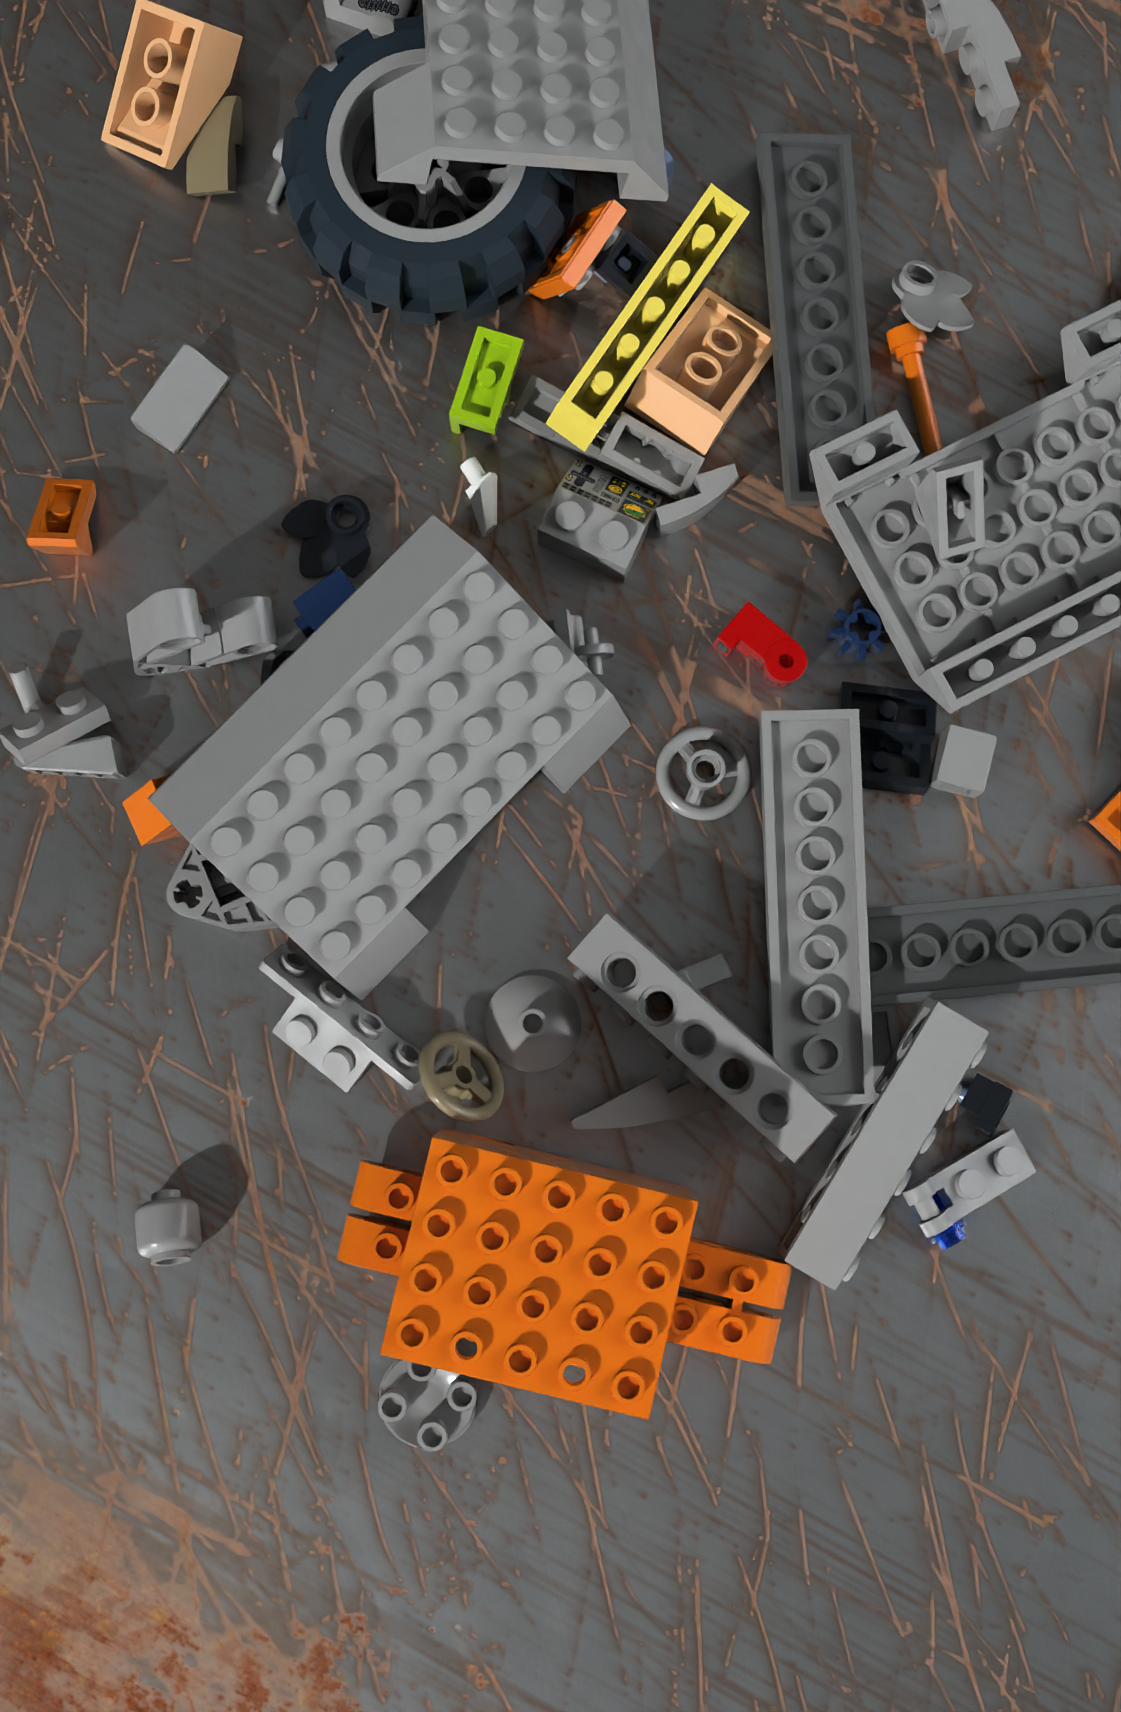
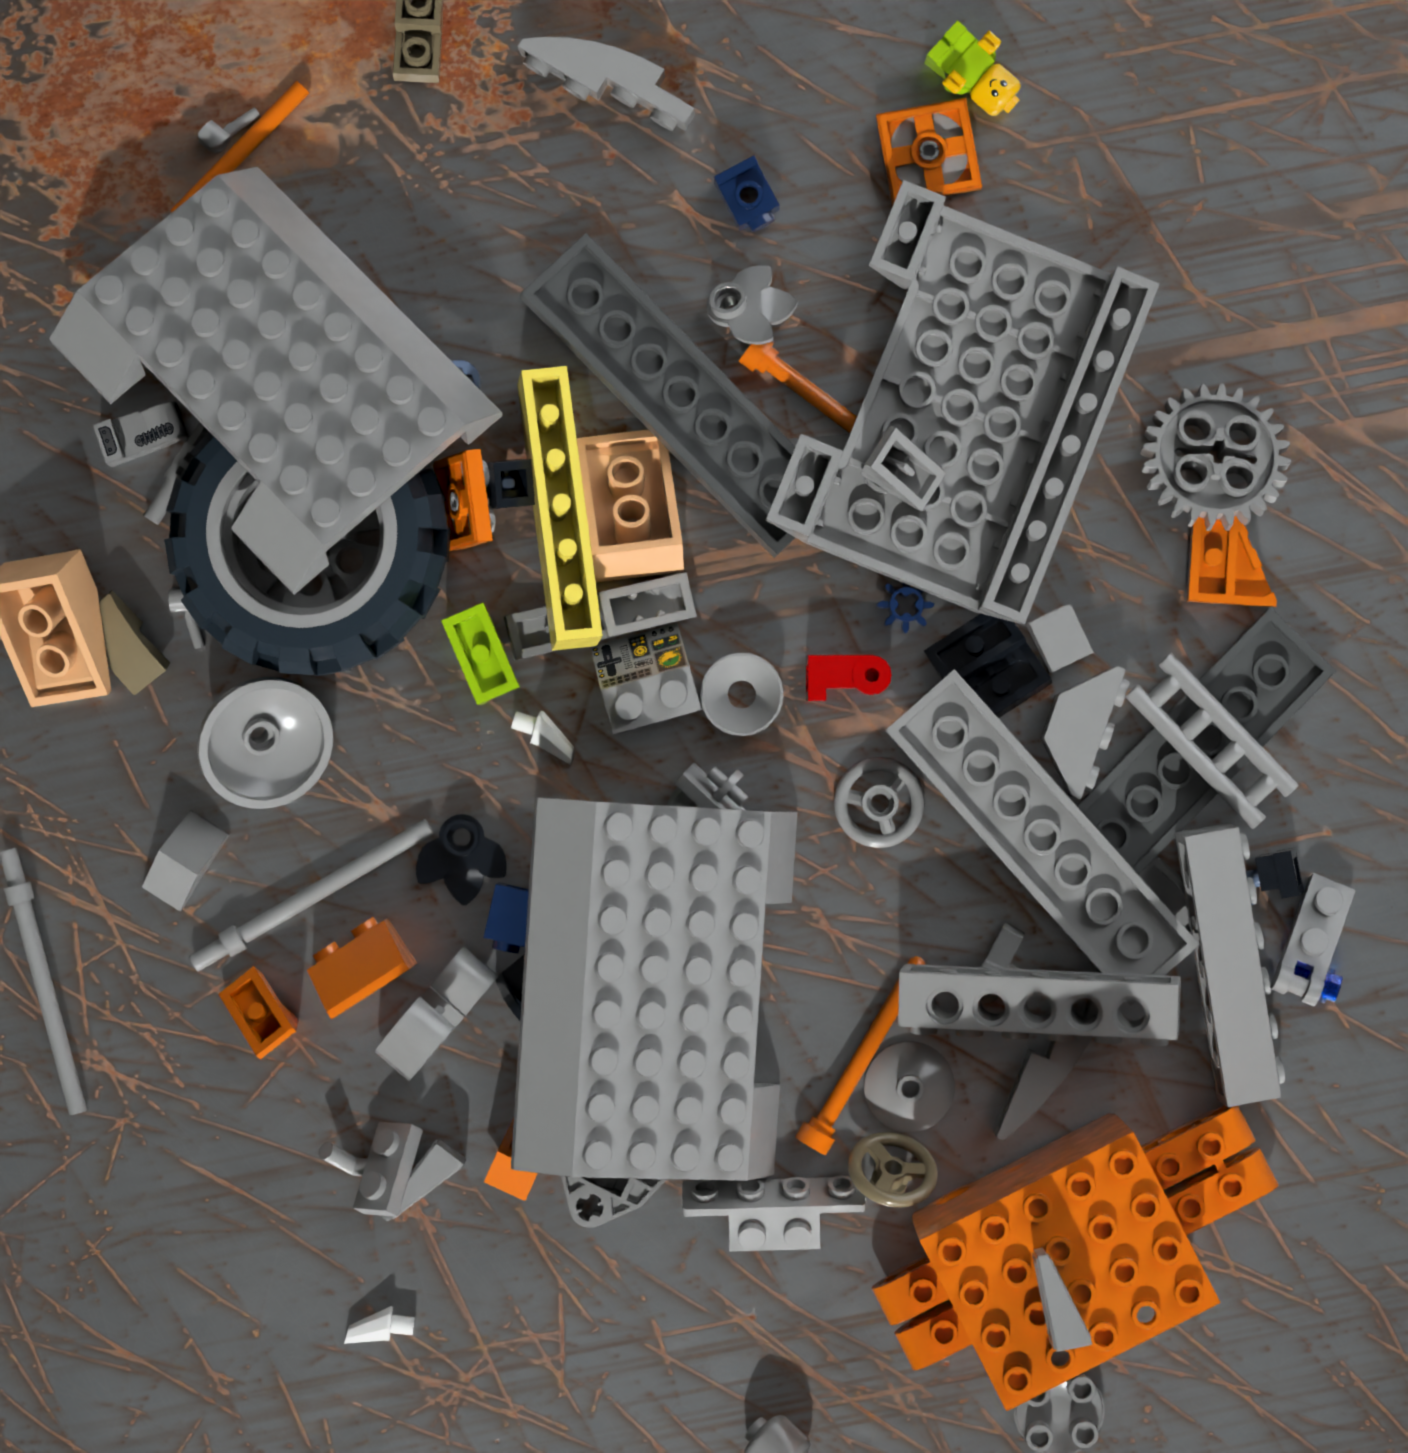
camera: 30 degrees left, 5 degrees up
(98, 448) = (235, 939): none -> light grey bar
(112, 352) = (184, 860): none -> light grey slope
(174, 549) = (360, 967): none -> orange slope
(179, 398) = (264, 853): light grey slope -> none
(233, 334) = (279, 762): none -> light grey dish
(429, 994) = (819, 1130): none -> orange piece
(499, 1310) = (1062, 1319): none -> light grey slope
(671, 566) = (741, 668): none -> light grey piece
(708, 491) = (710, 594): light grey slope -> none
(920, 846) = (1080, 726): none -> light grey slope
(1000, 194) = (737, 178): none -> dark blue brick
(1003, 972) = (1212, 711): none -> light grey bar

